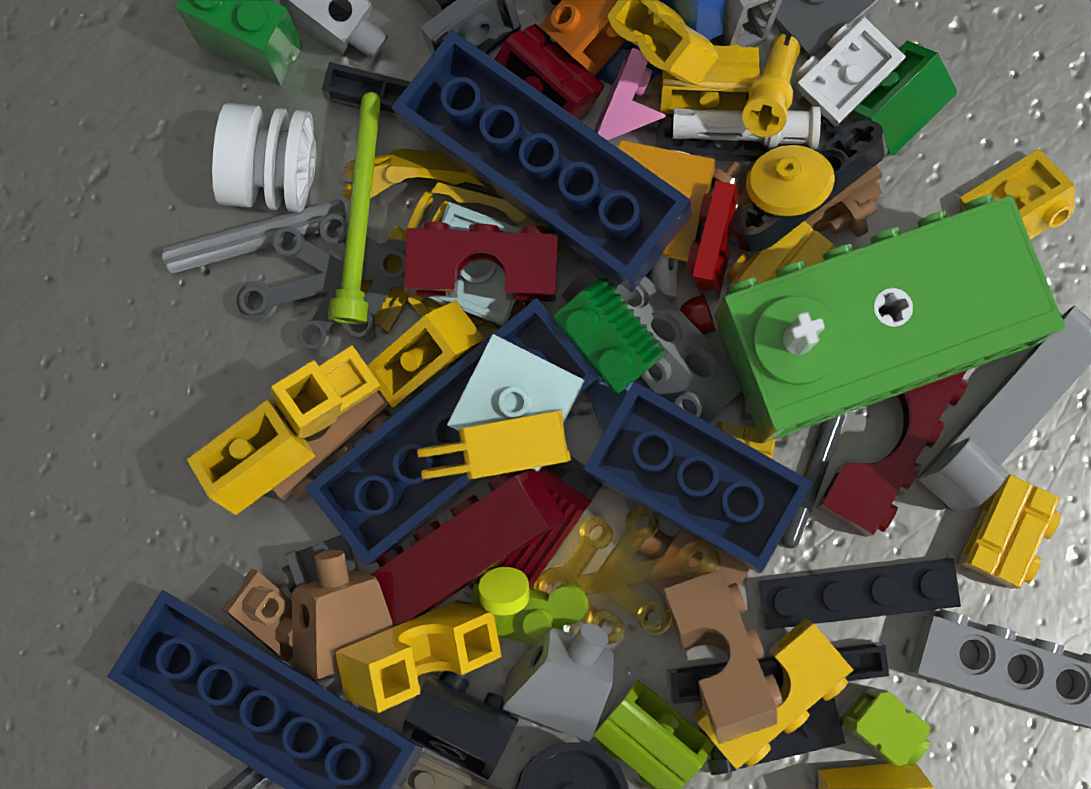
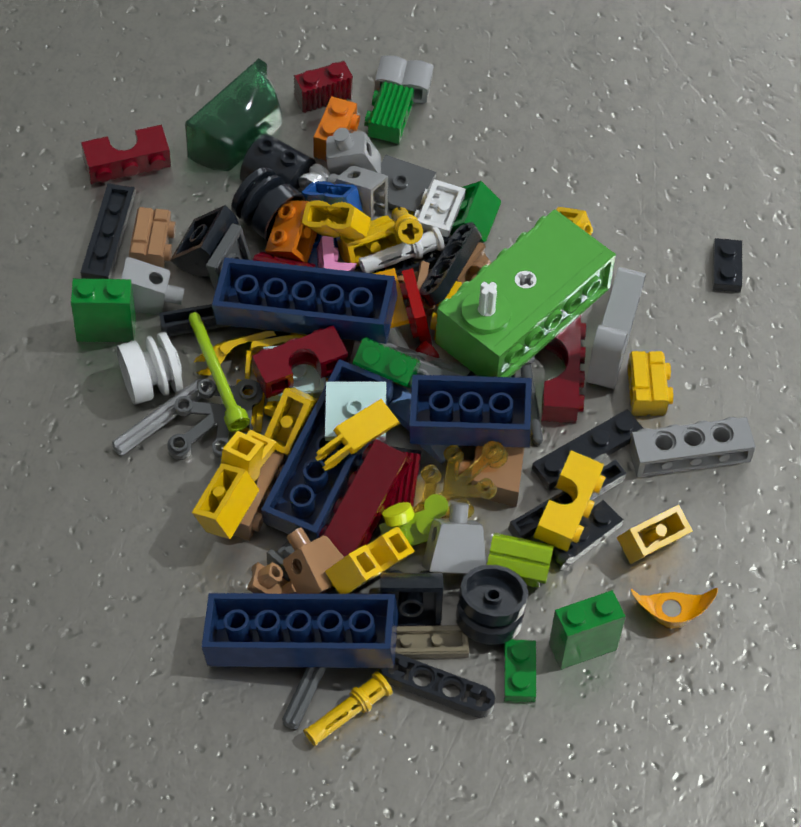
camera: 30 degrees left, 25 degrees down
(739, 696) = (548, 490): medium nougat arch -> none
(790, 180) = (439, 262): yellow piece -> none
(886, 727) = (639, 493): lime brick -> none

